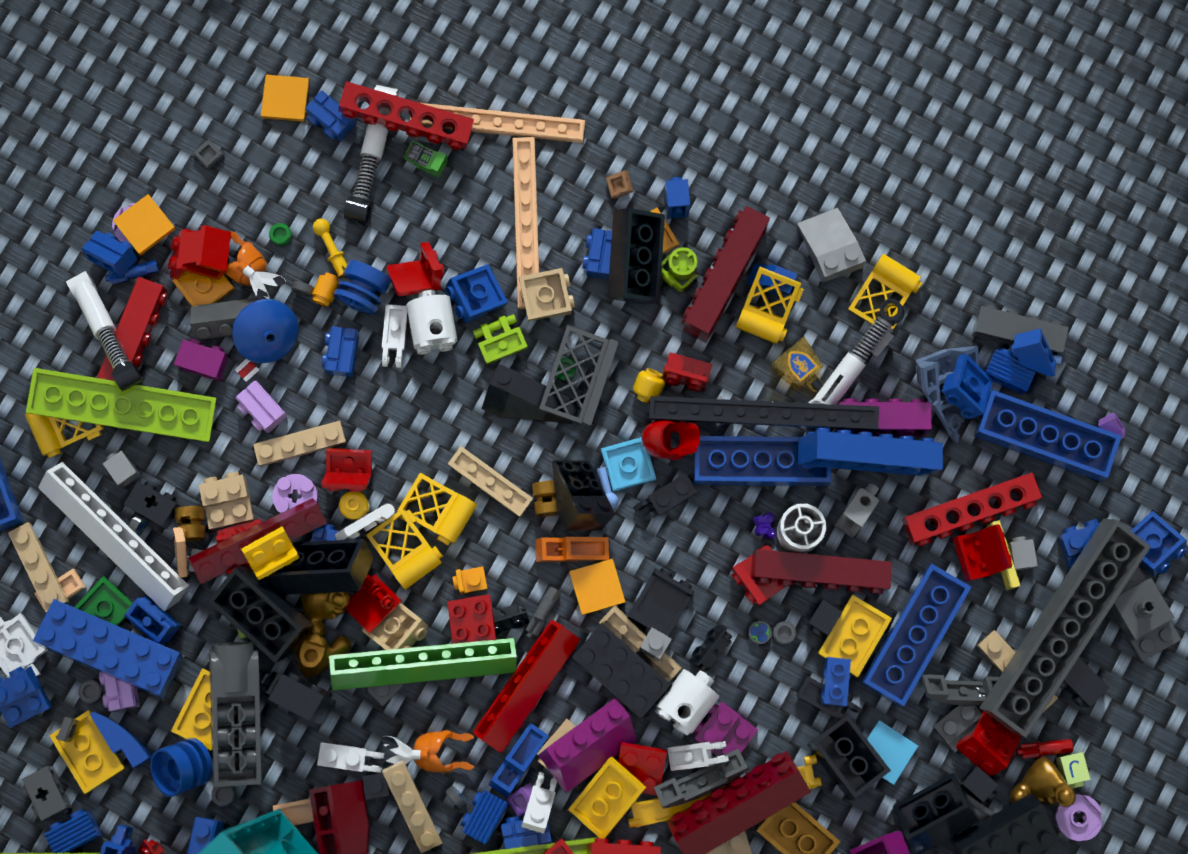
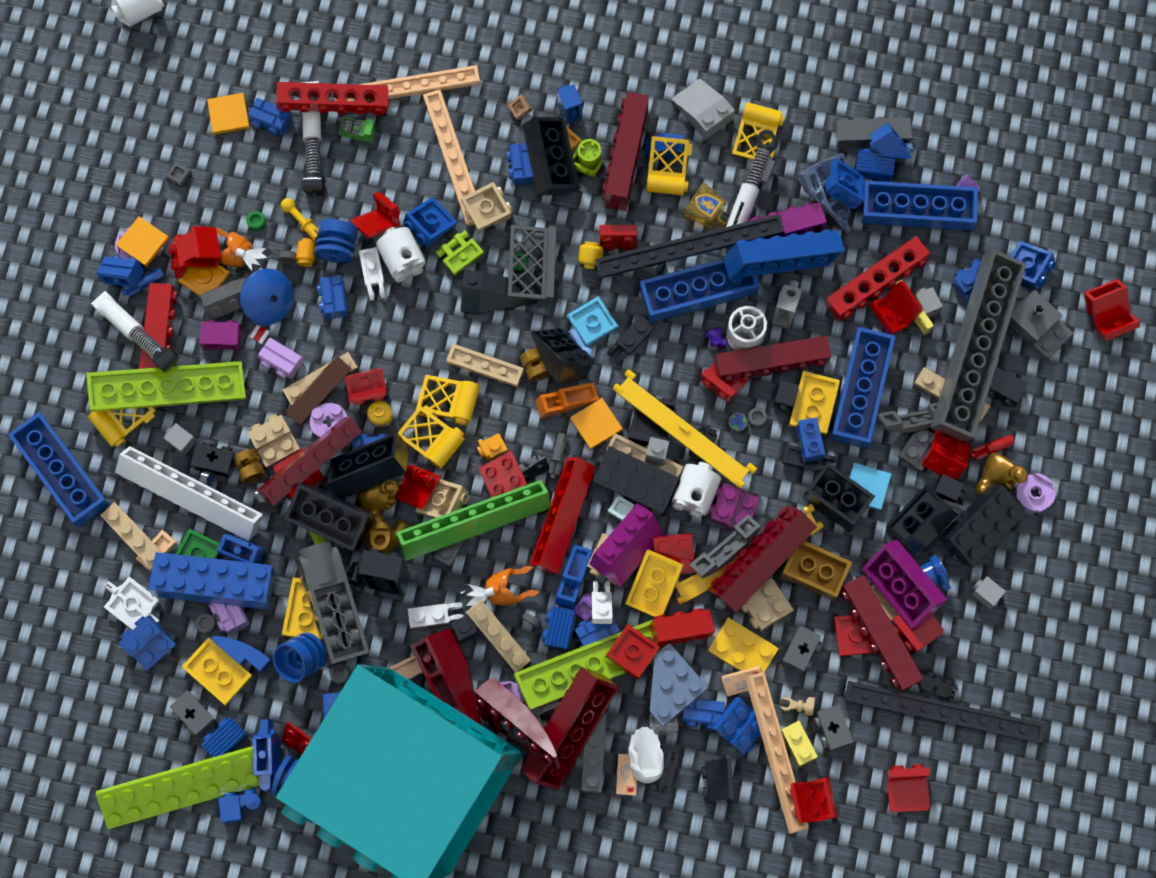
camera: 15 degrees left, 5 degrees down
(67, 729) = (196, 655): dark grey tile -> none
(180, 552) = (248, 488): light nougat tile -> none
(270, 553) = (323, 465): yellow bracket -> none
(293, 457) = (318, 389): none -> reddish brown tile
(367, 522) = (394, 422): white hinge -> none
(596, 696) = (620, 508): none -> light aqua plate
(657, 439) = (609, 289): red piece -> none
(692, 628) = (682, 431): none -> yellow piece
(694, 755) = (715, 530): white hinge -> none
(1073, 769) = (1020, 454): yellowish green brick -> none

